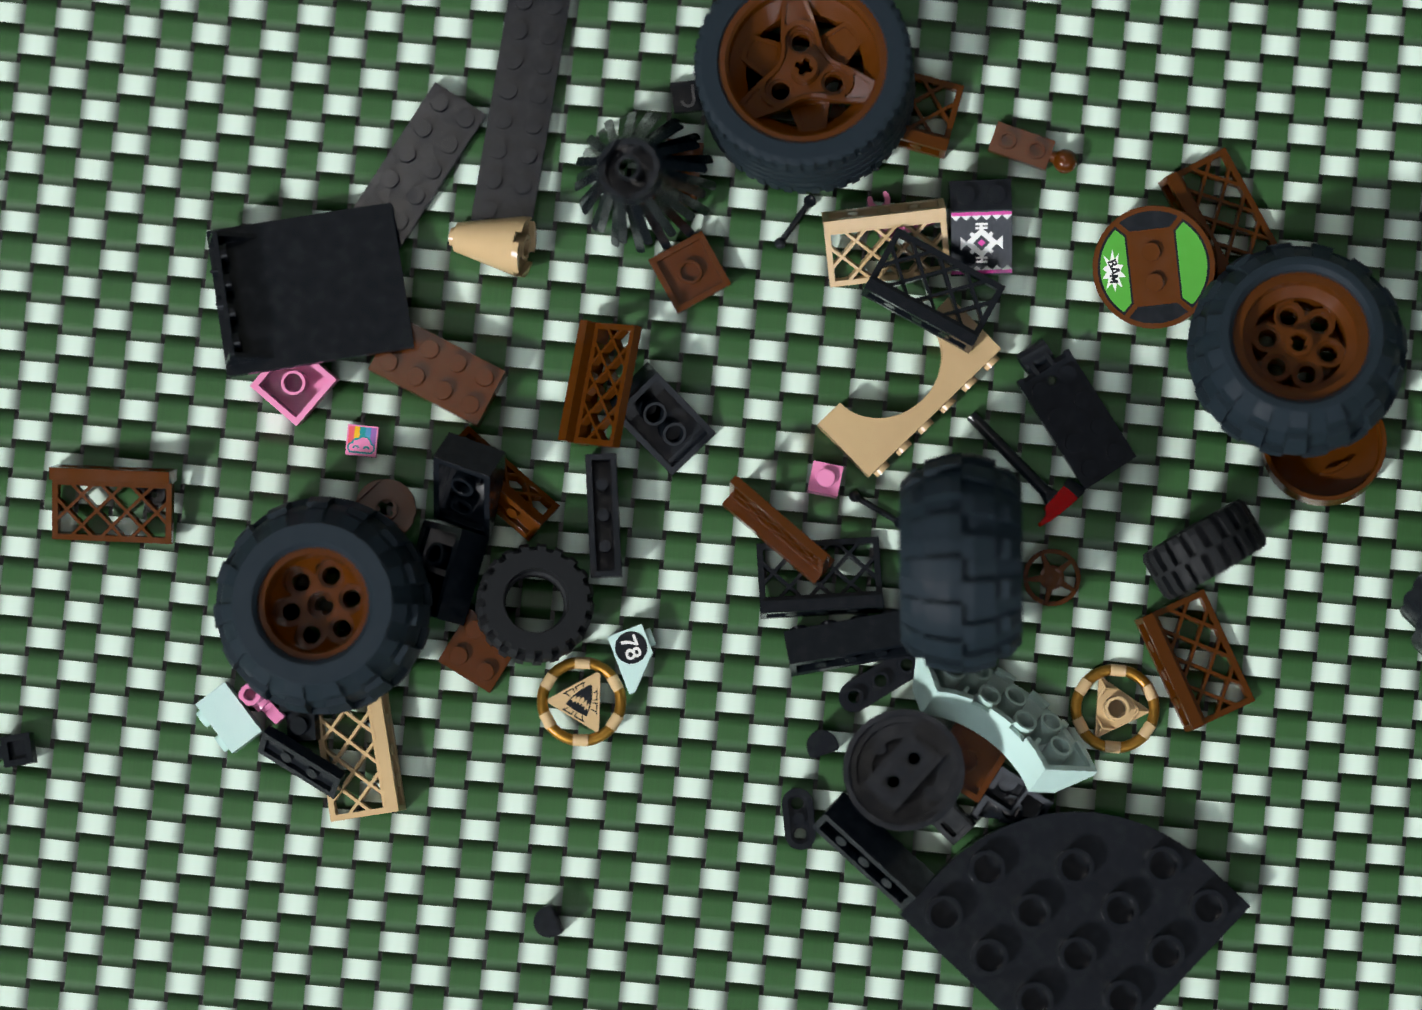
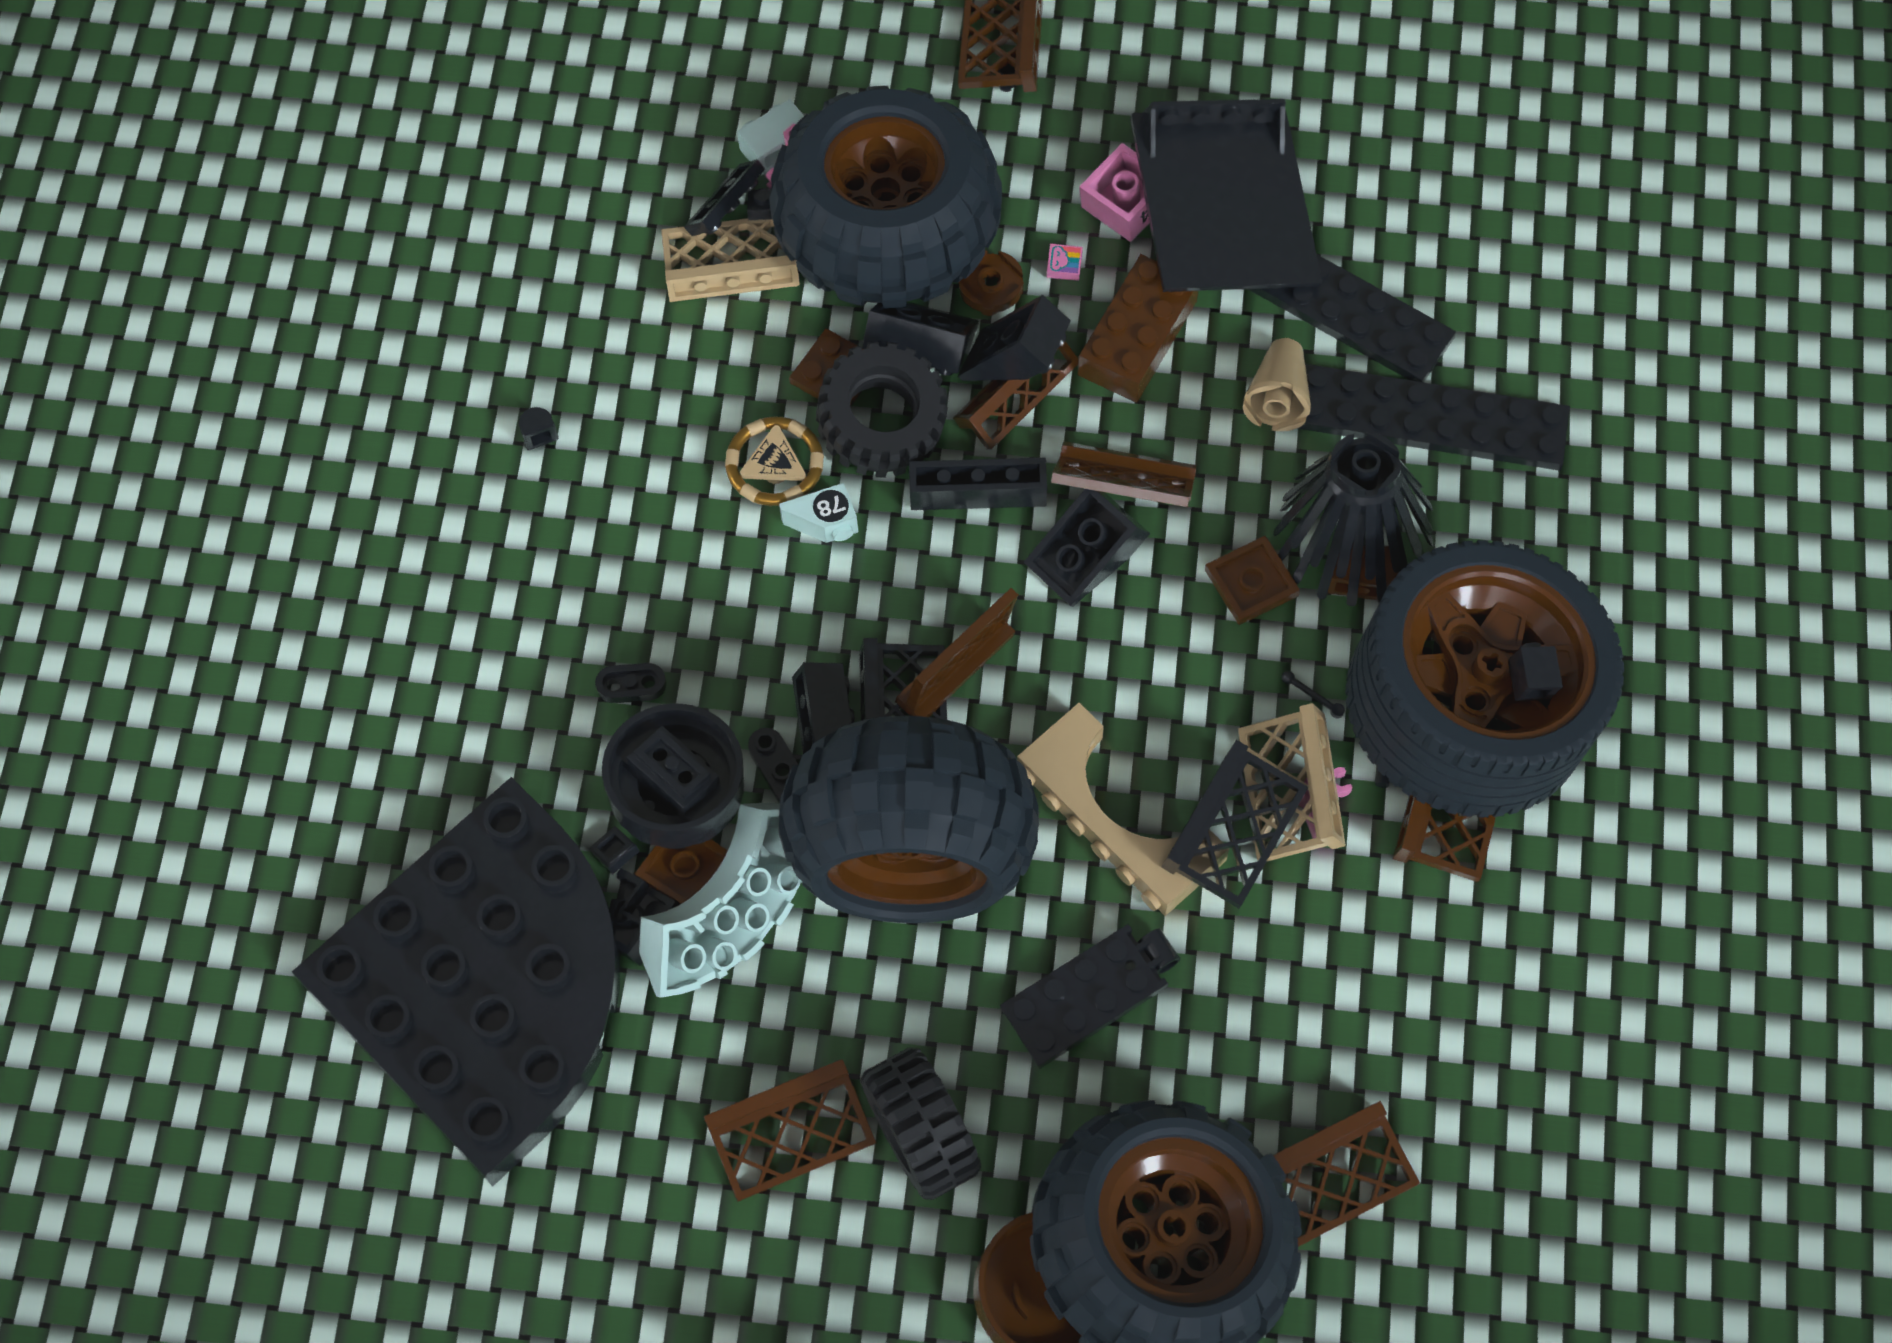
camera: 90 degrees right, 20 degrees down
(816, 31) = (1535, 672): none -> black brick
(821, 743) = (715, 699): black brick -> none
(825, 479) = (1015, 714): bright pink brick -> none
(873, 852) = (578, 762): black brick -> none
(981, 225) = (1314, 892): black slope -> none
(1030, 149) = (1408, 953): reddish brown plate -> none
(1051, 577) = (896, 967): reddish brown wheel -> none
(1055, 500) = (986, 973): black piece -> none
(1115, 708) = (737, 1036): tan piece -> none
(1154, 266) = (1274, 1081): brick -> none

